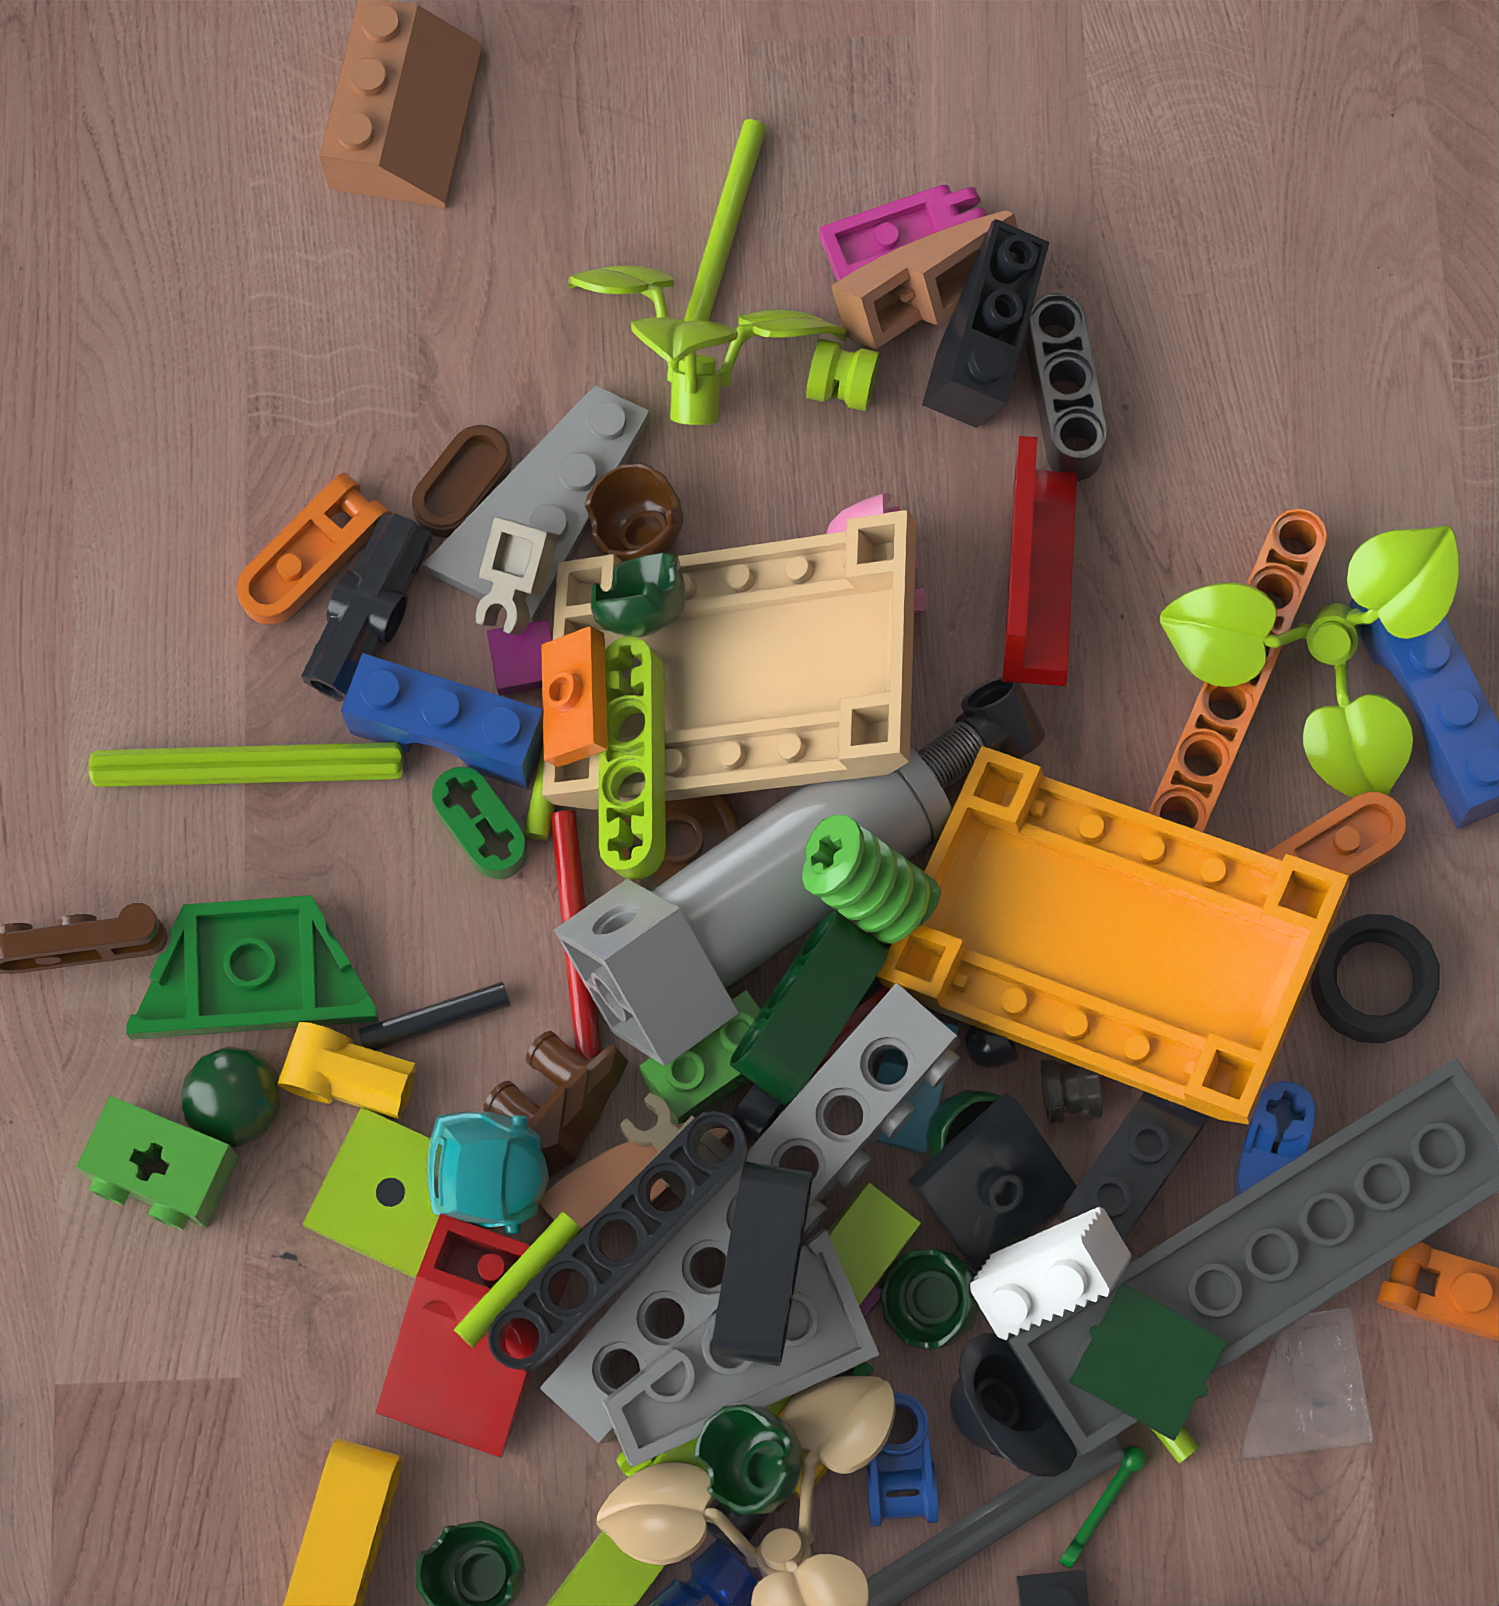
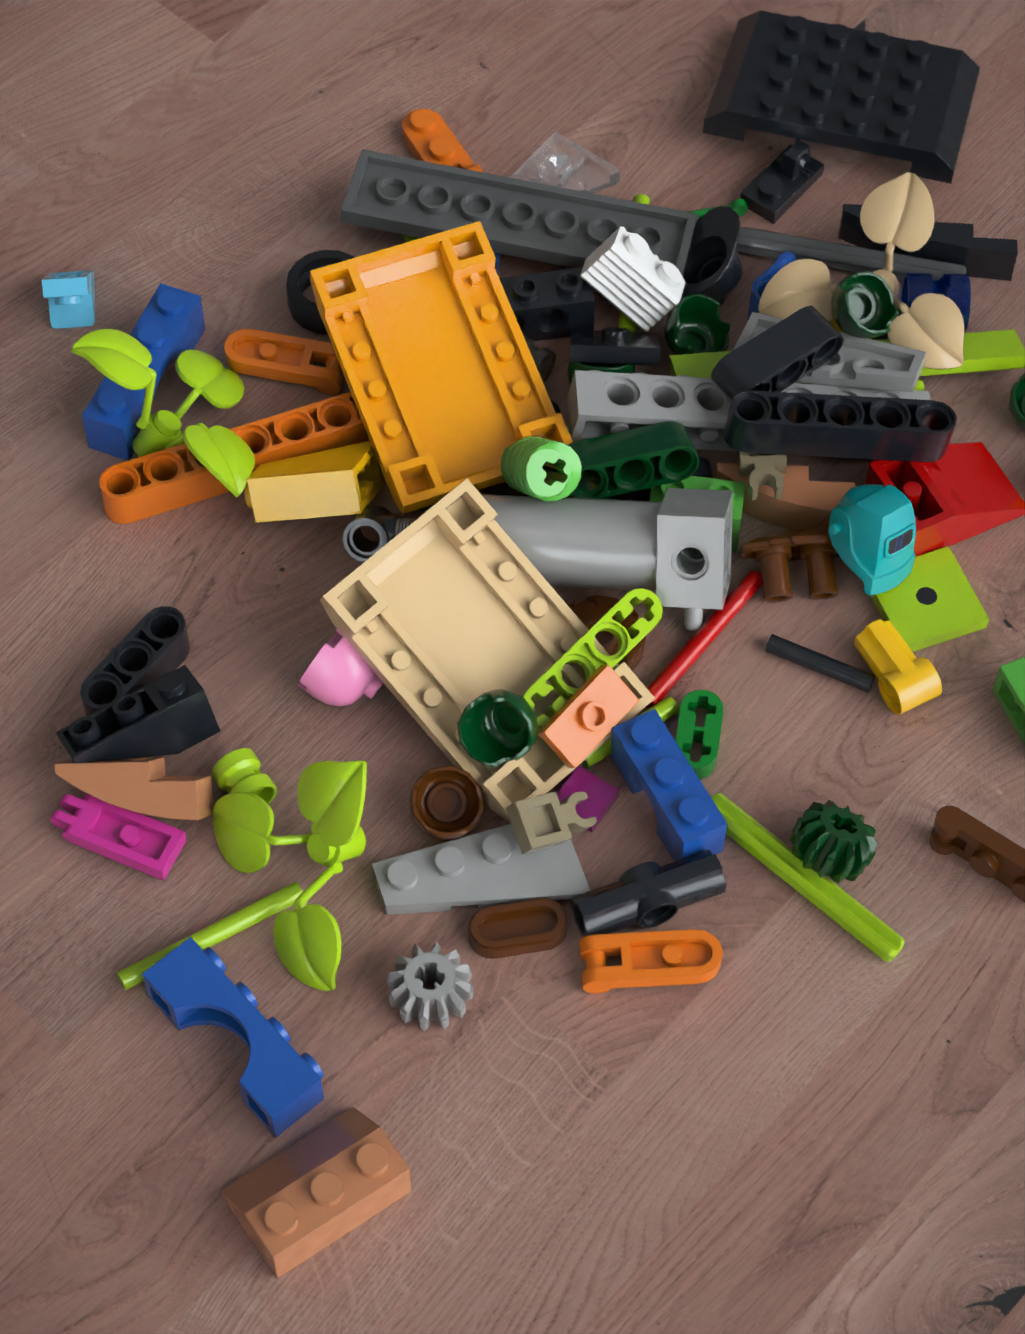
camera: 140 degrees left, 15 degrees down
(214, 789) = (833, 841): none -> dark green gear
(231, 1095) = (971, 714): dark green hair -> none
(250, 971) = (904, 762): green wing -> none
(488, 327) = (410, 990): none -> light grey gear
(523, 1271) = (905, 466): lime piece -> none
(671, 165) = (195, 991): none -> blue arch
(1039, 572) = (269, 580): red fence -> none
(1112, 717) = (315, 484): none -> yellow slope
(1148, 1361) = (628, 207): dark green piece -> none

